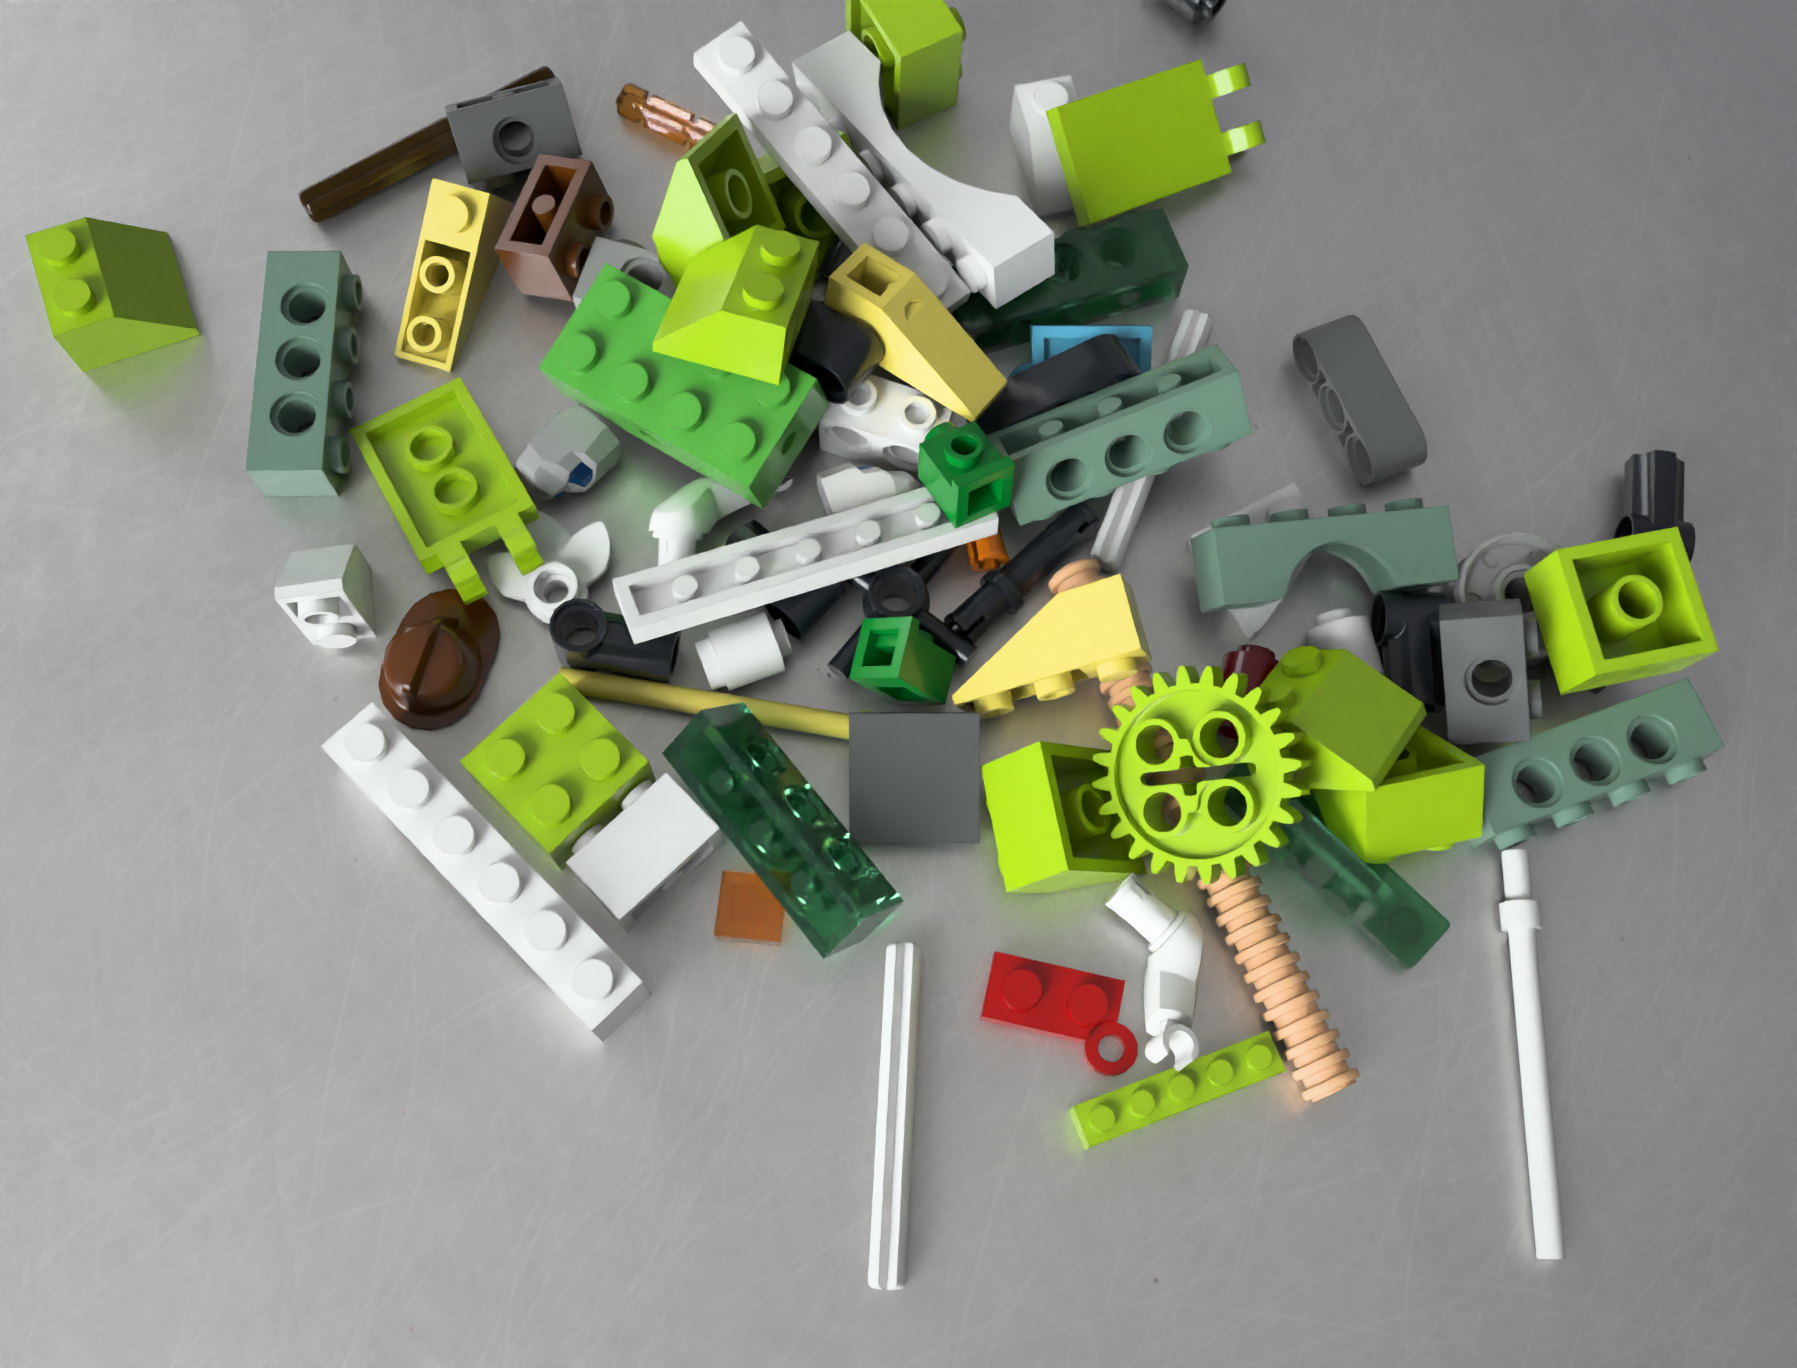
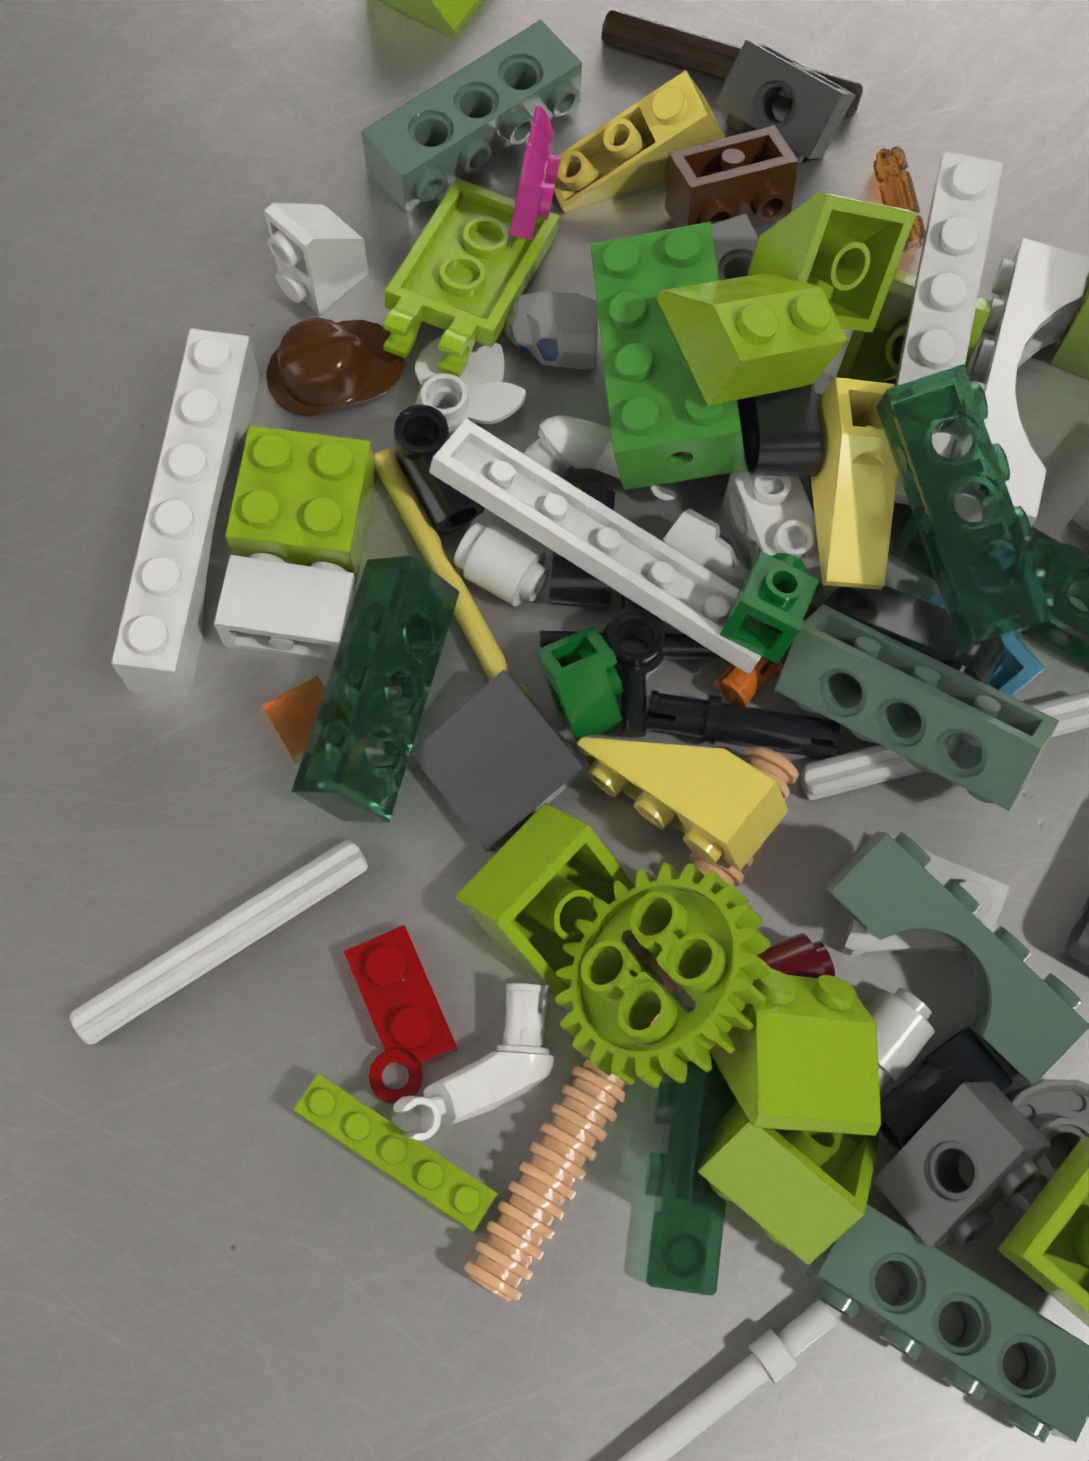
camera: 55 degrees right, 0 degrees up
(417, 368) = (536, 177): none -> dark pink plate
(982, 283) = (958, 407): none -> clear green brick

